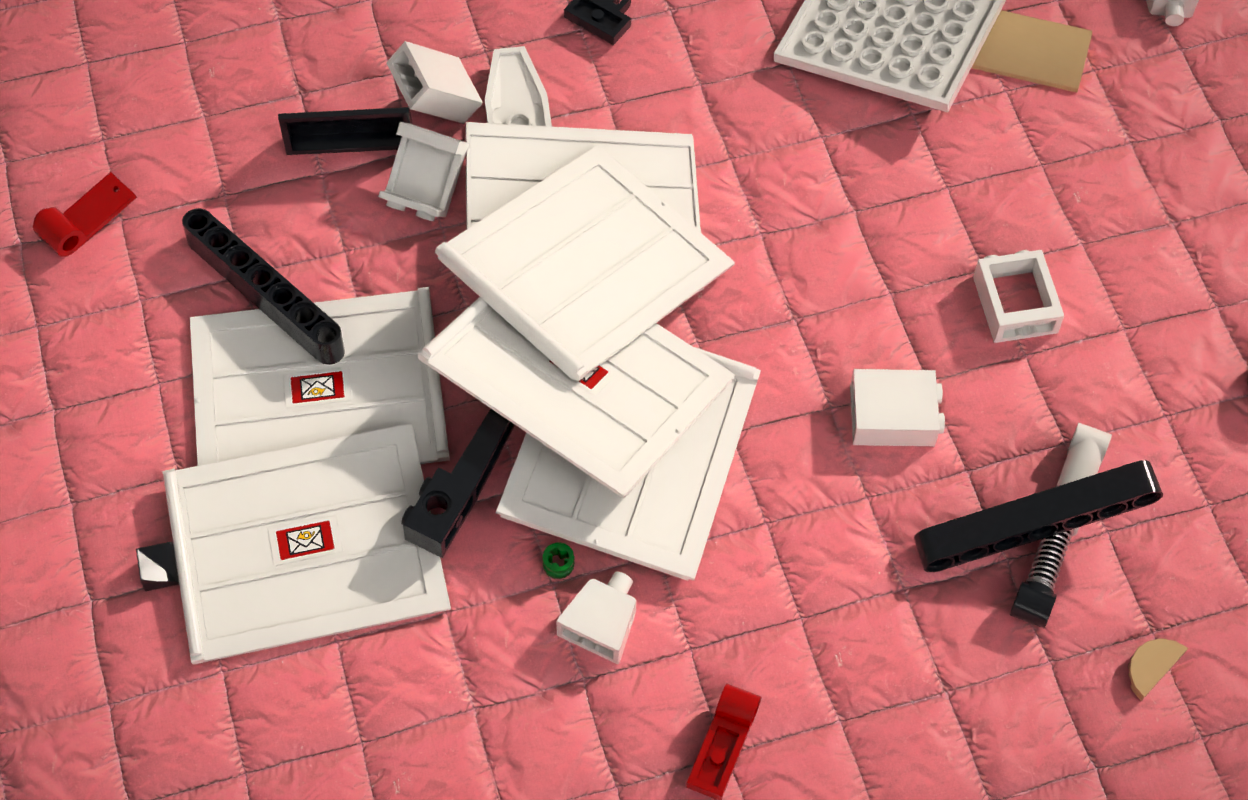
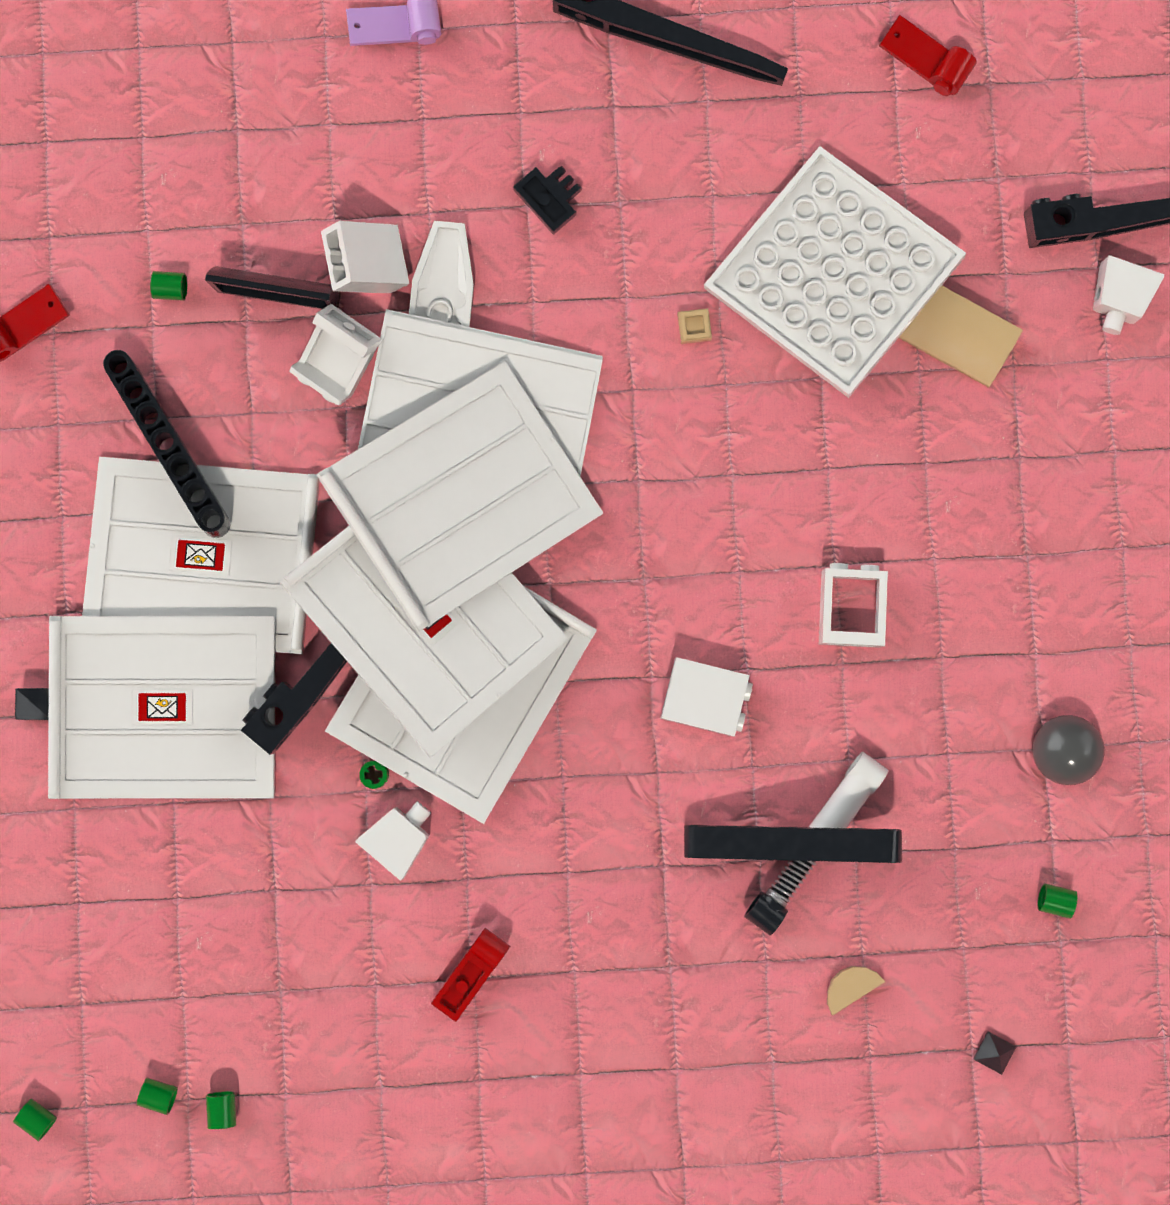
camera: 15 degrees right, 25 degrees up
(236, 152) = (168, 285): none -> green beam
(774, 93) = (694, 326): none -> tan tile

